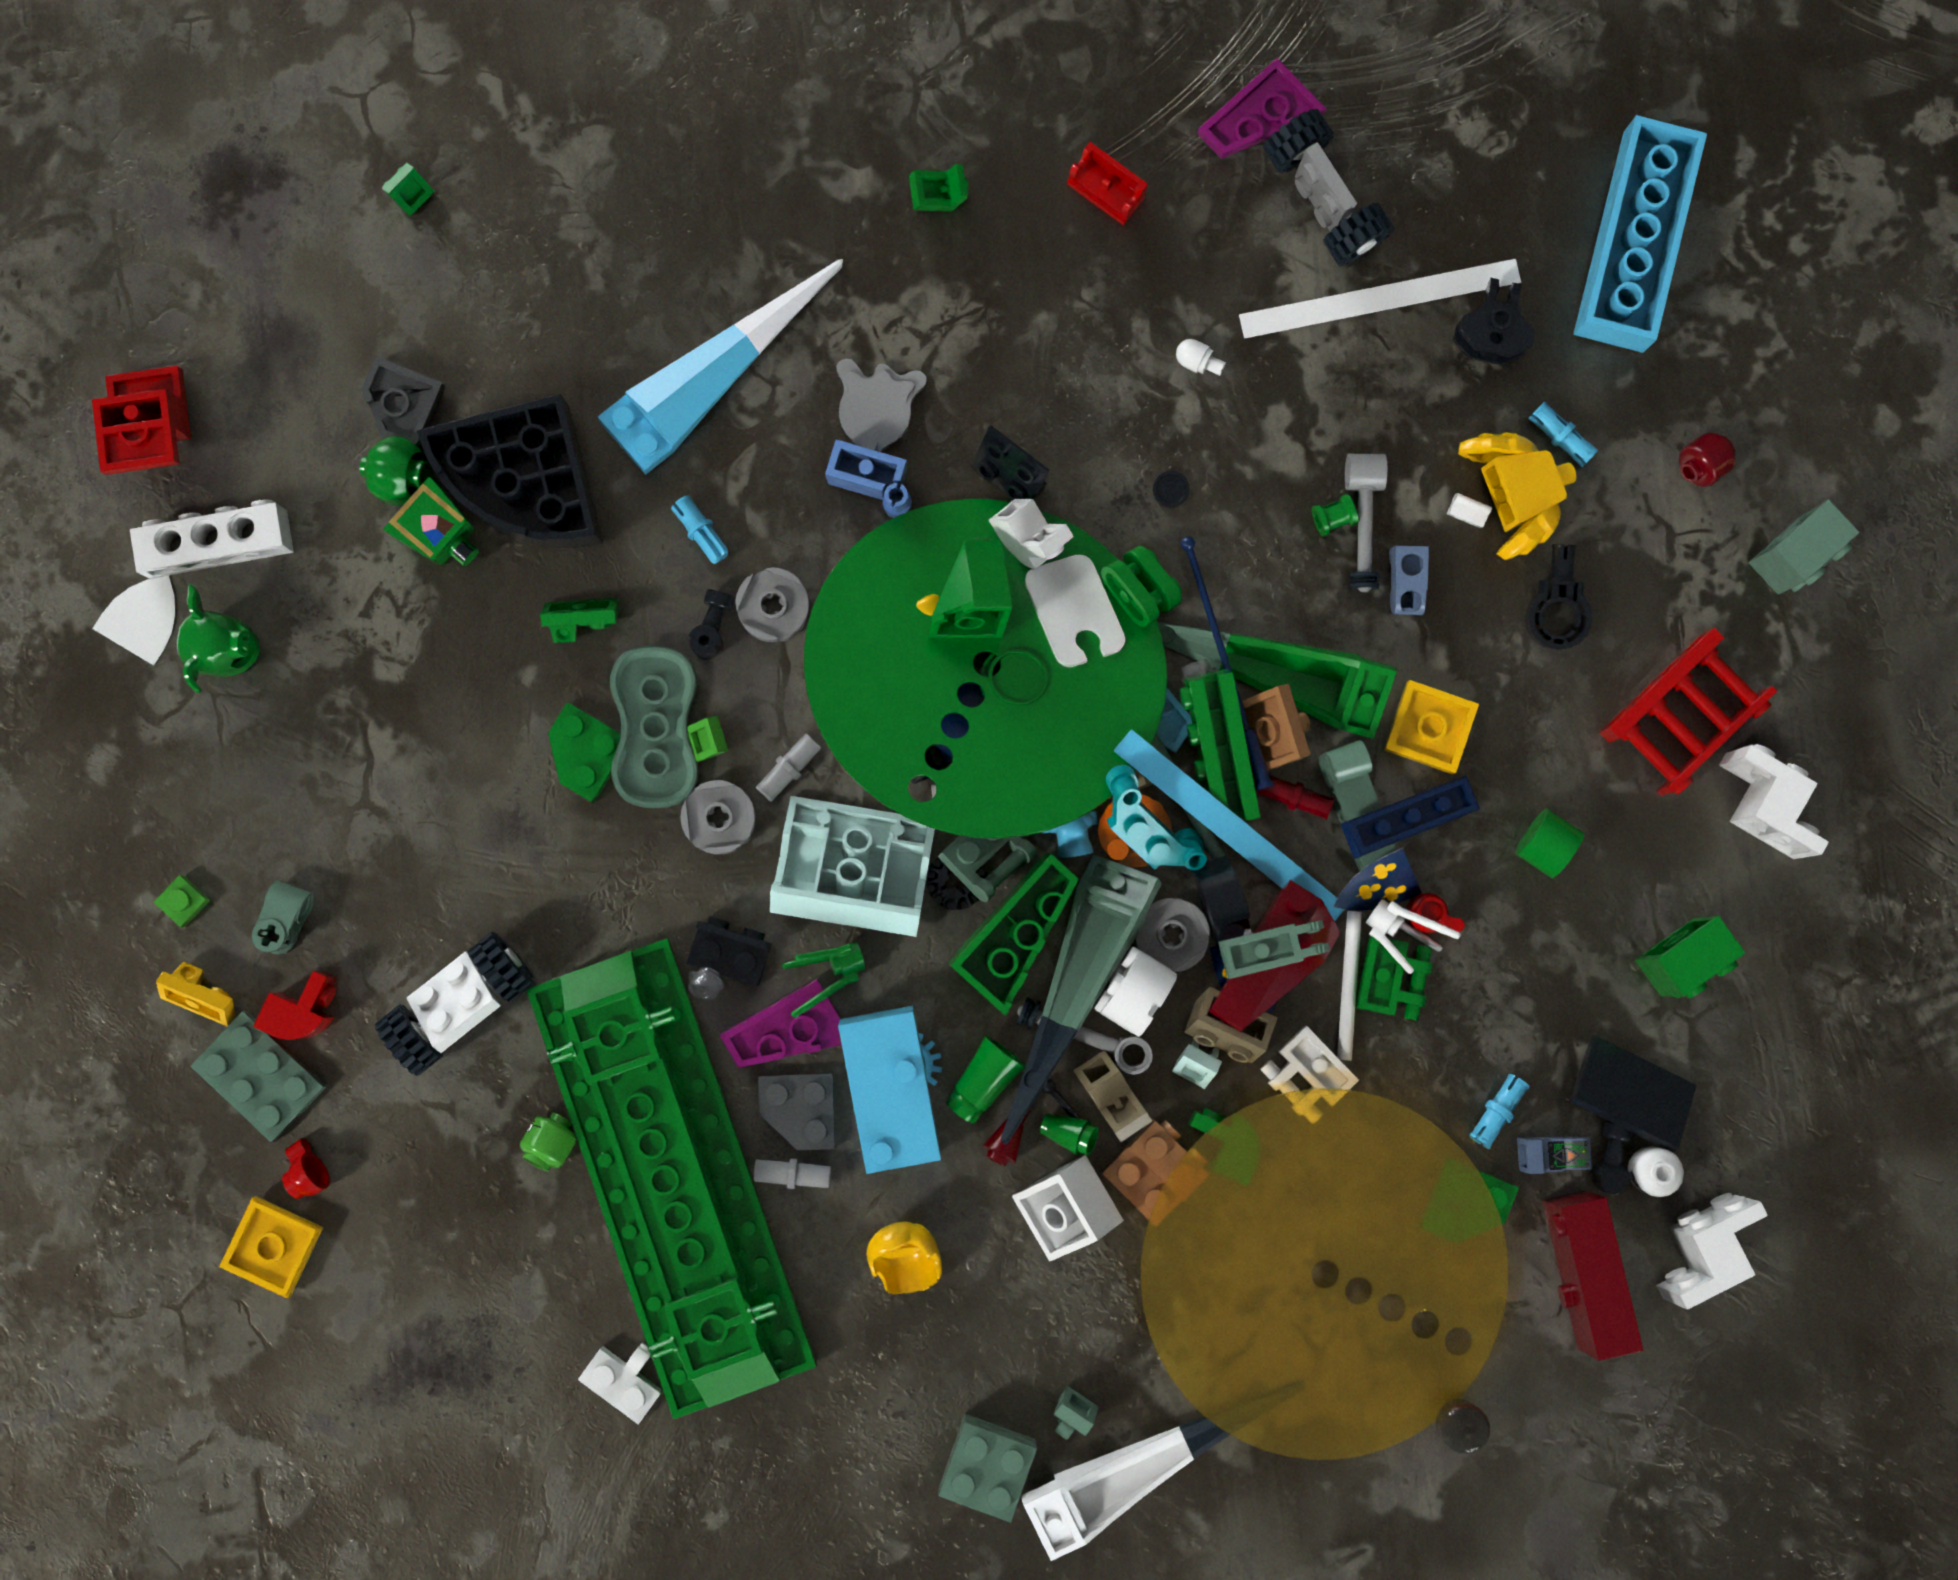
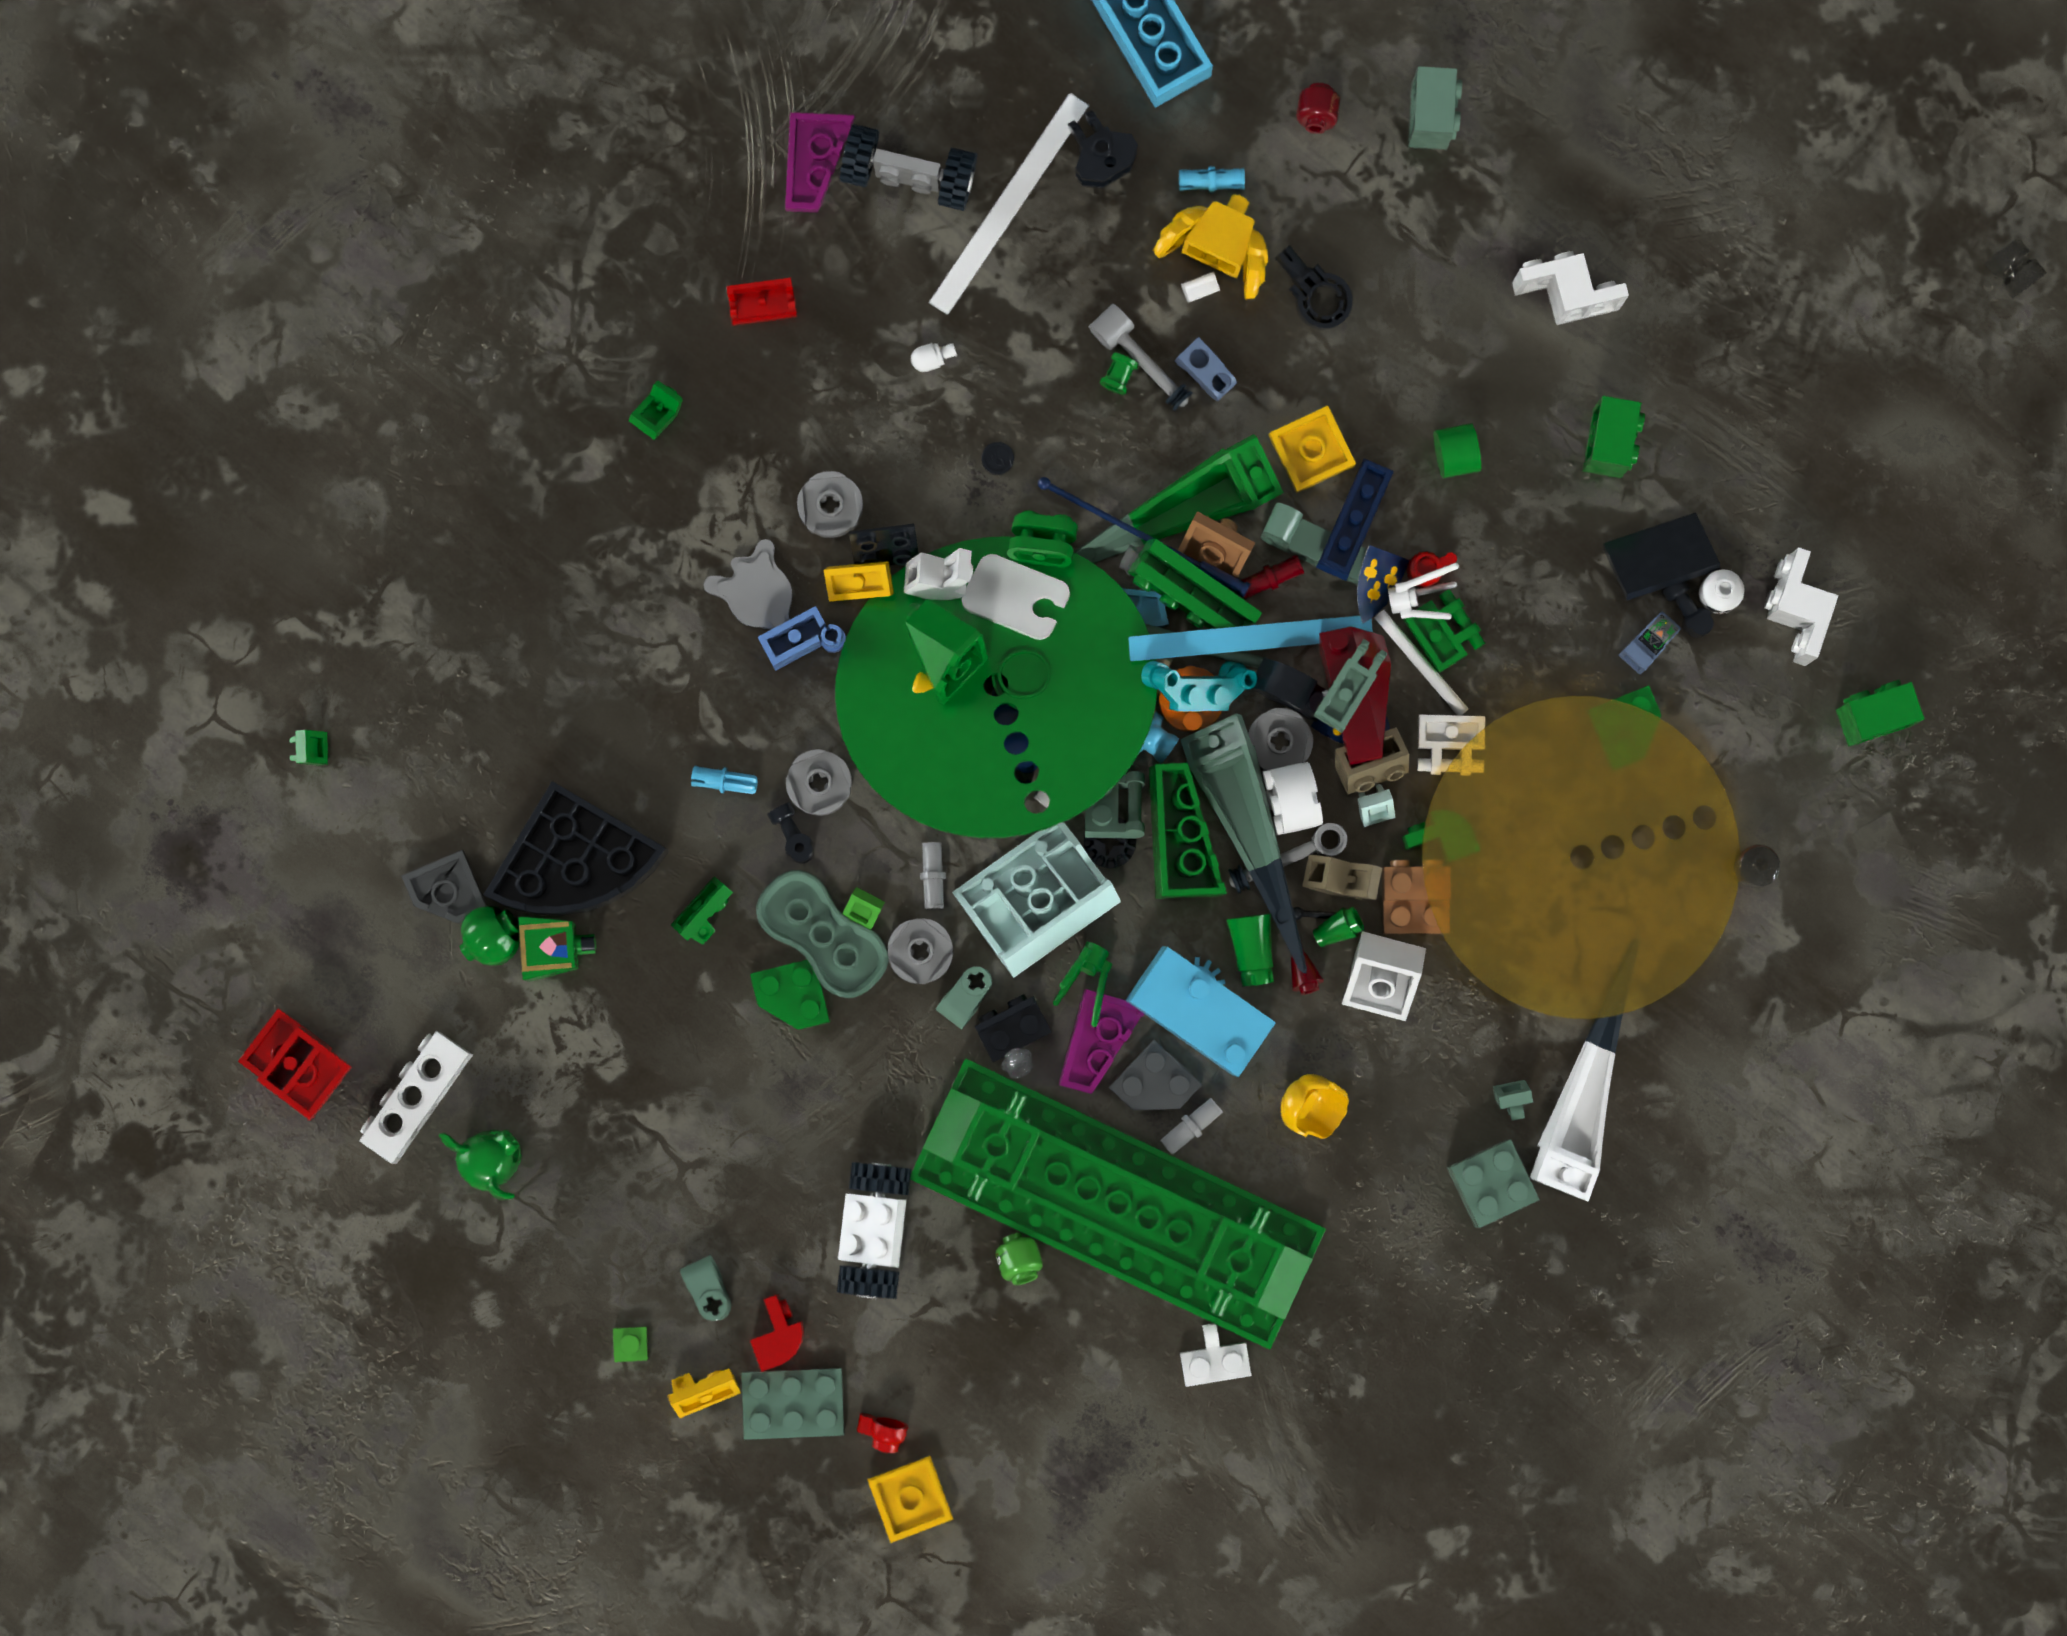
camera: 45 degrees left, 0 degrees up
(141, 618) = (417, 1194): white sticker -> none
(672, 402) = (622, 716): medium azure plate -> none
(712, 889) = (962, 1001): none -> sand green piece
(962, 476) = (858, 581): none -> yellow hinge
(1001, 375) = (819, 520): none -> light grey plate
(1499, 1111) = (1590, 649): medium azure pin -> none
(1592, 1275) = (1743, 694): dark red brick -> none
(1652, 701) = (1436, 265): red fence -> none
(1691, 1402) = (1876, 715): none -> green brick

